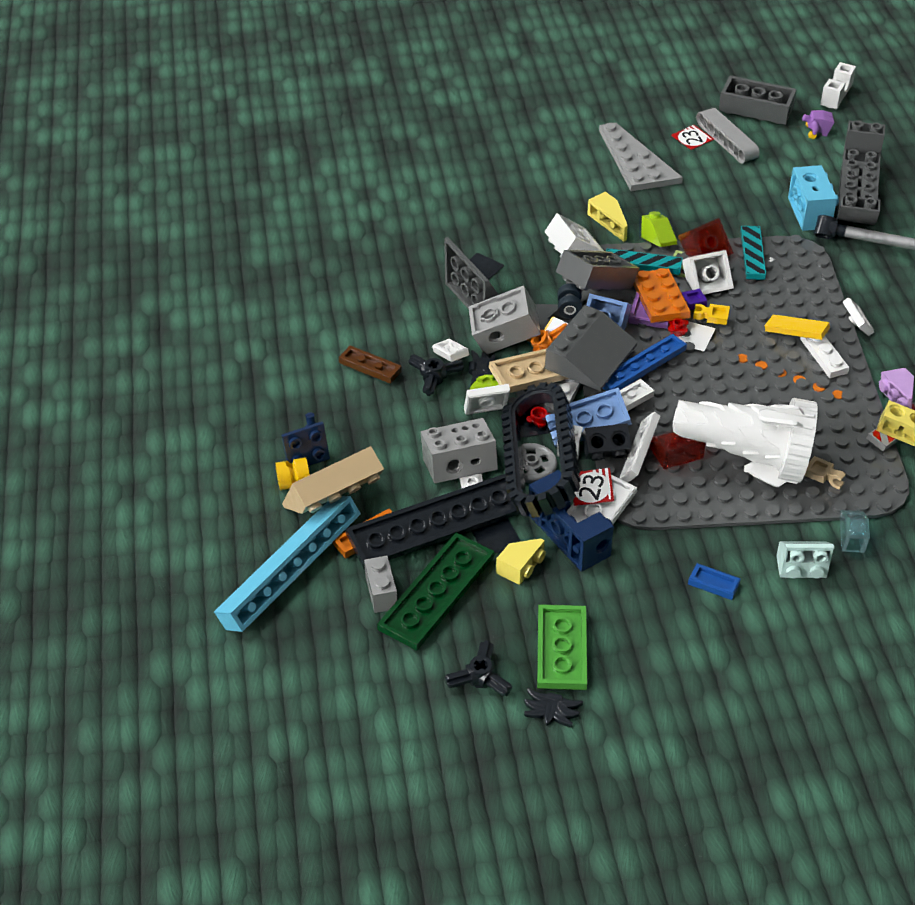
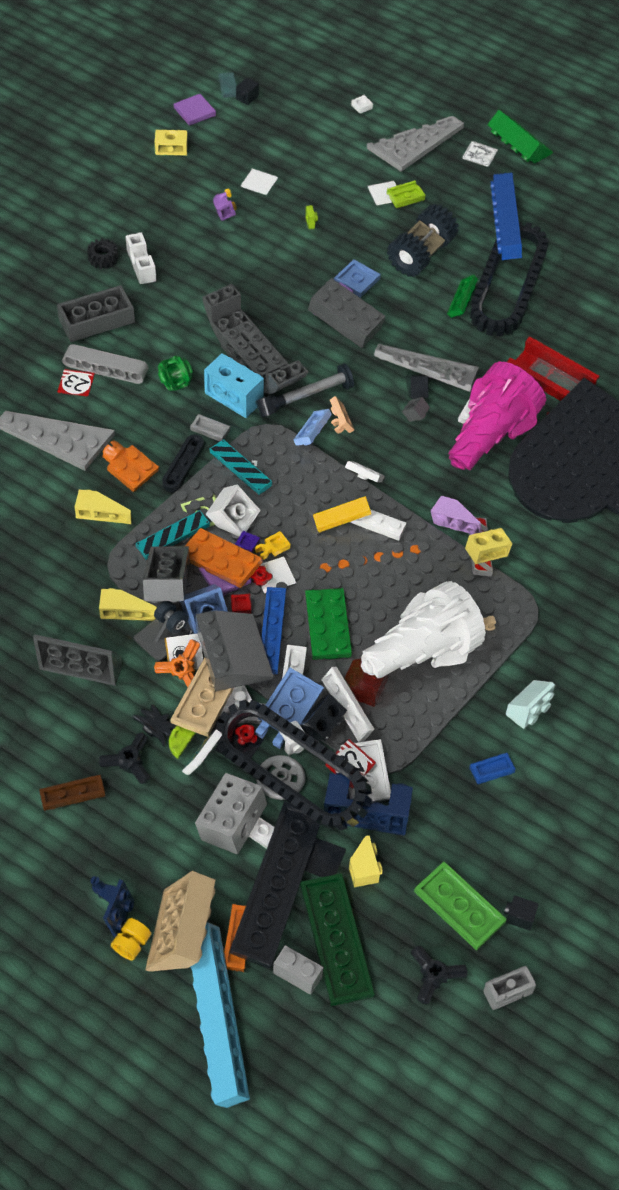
camera: 50 degrees left, 10 degrees up
(450, 350) = (120, 729): white plate -> none
(486, 265) = (51, 627): black sticker -> none
(504, 320) = (141, 672): light grey piece -> none
(525, 728) = (509, 987): none -> light grey brick
(545, 279) = (124, 606): none -> light yellow slope
(551, 707) = (499, 955): black piece -> none
(570, 236) = (103, 555): white slope -> none
(606, 691) = (521, 912): none -> black brick
(641, 334) = (241, 603): none -> red tile
(657, 230) = (155, 497): lime slope -> none
(667, 201) = (129, 465): none -> orange plate
(700, 383) = (328, 624): none -> green plate
(705, 239) = (202, 482): clear red slope -> none
(729, 220) = (183, 463): none -> black plate
(762, 217) = (210, 428): none -> light grey tile
(779, 165) = (175, 373): none -> green helmet
(812, 70) = (99, 247): none -> black tyre
(818, 121) = (162, 304): medium lavender piece -> none
(847, 262) = (312, 427): none -> light blue plate
(854, 531) = (535, 654): clear light blue slope -> none
(885, 271) = (344, 421): none -> light nougat plate

